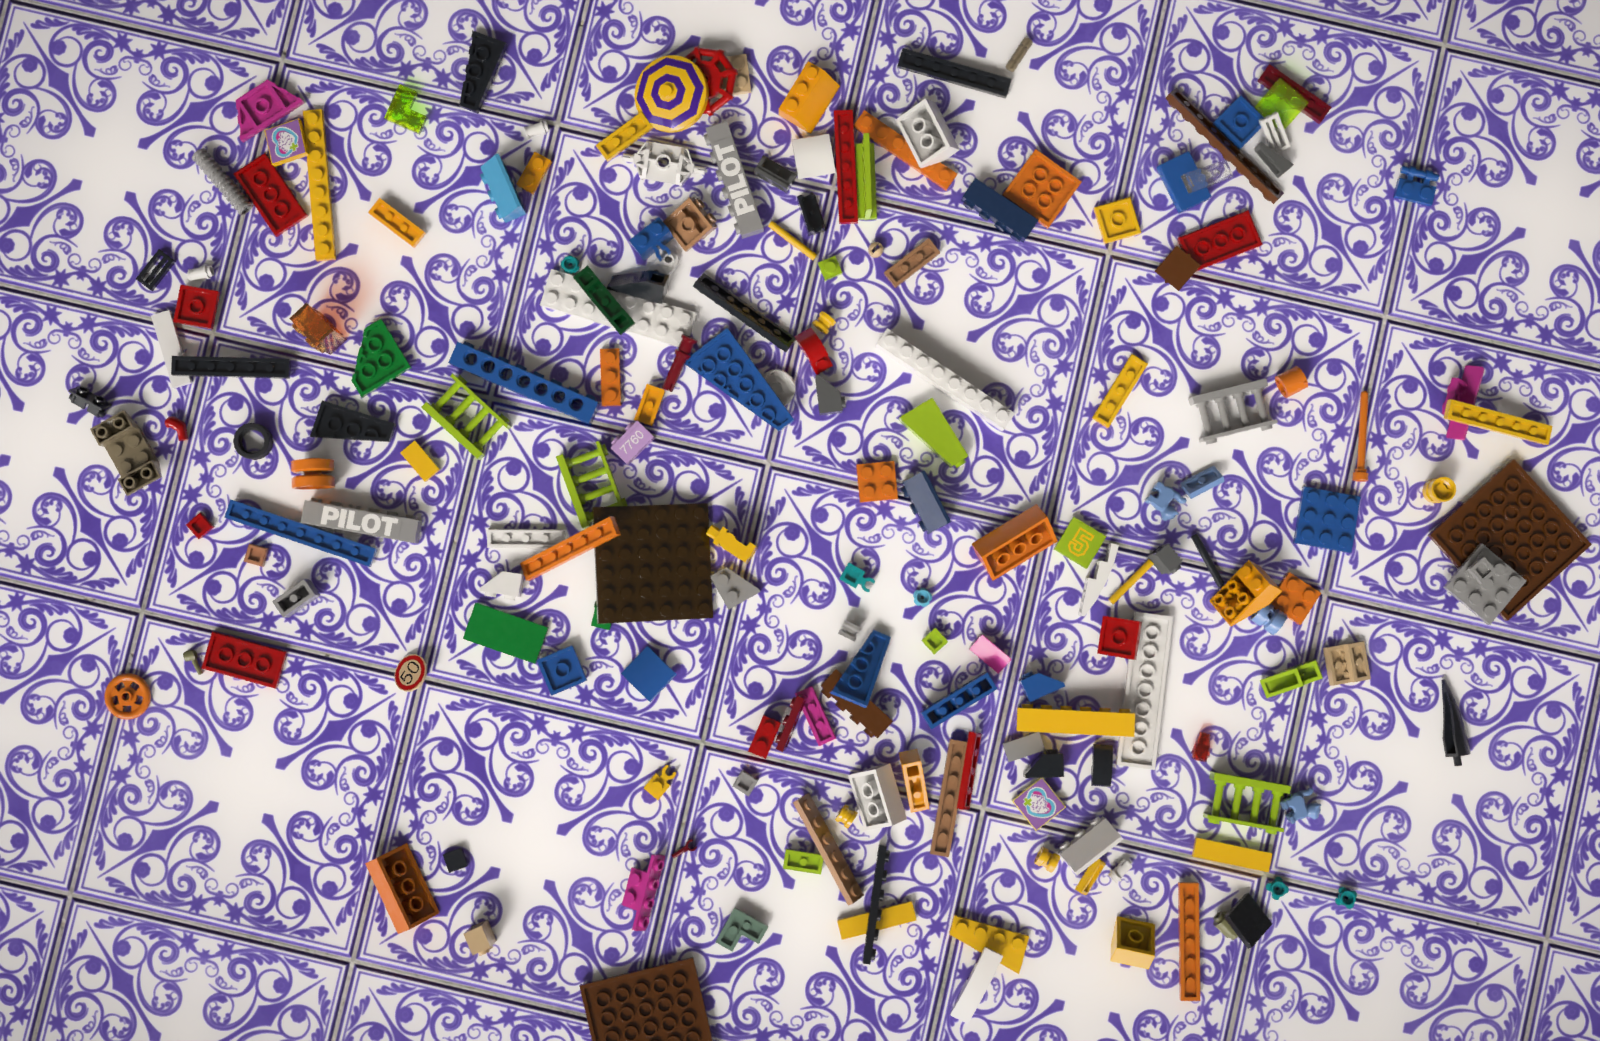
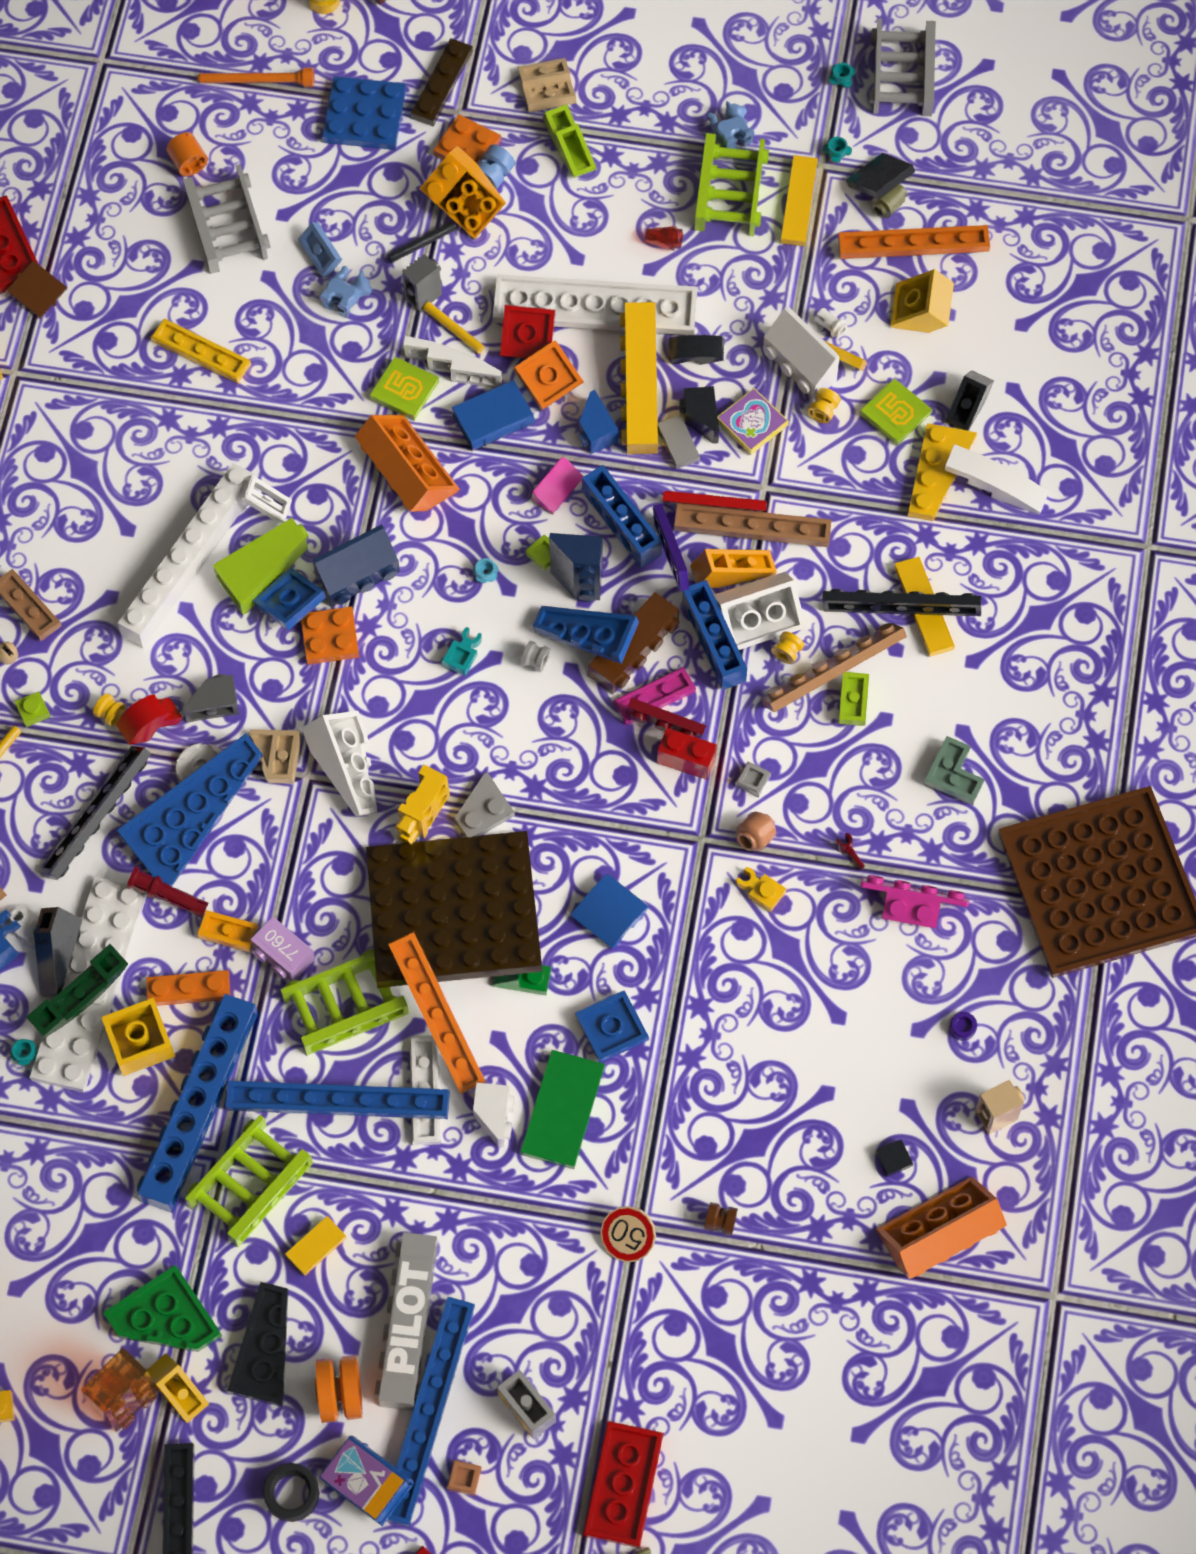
camera: 85 degrees left, 20 degrees down
(253, 490) = (366, 1479): none -> piece
(327, 366) = (177, 1388): none -> yellow slope
(414, 739) = (721, 1218): none -> reddish brown wheel
(518, 478) = (338, 1100): none -> blue plate
(548, 917) = (963, 1026): none -> dark purple tile
(571, 342) = (138, 1037): none -> yellow brick
(701, 782) = (755, 831): none -> nougat head
(779, 487) = (339, 749): none -> white wedge
(783, 443) = (279, 753): none -> tan wing
(857, 762) = (714, 635): none -> blue brick
(904, 453) = (289, 598): none -> blue plate
(913, 666) = (577, 564): none -> dark blue slope
(927, 735) = (670, 547): none -> dark purple tile
(990, 425) = (265, 503): none -> white tile
(1041, 913) = (895, 411): none -> lime tile
(1046, 971) = (969, 400): none -> black slope
(1051, 608) = (493, 415): none -> blue piece
(1082, 651) = (548, 375): none -> orange plate
(1353, 581) = (441, 82): none -> dark brown plate
(1357, 966) = (924, 78): none -> light grey fence

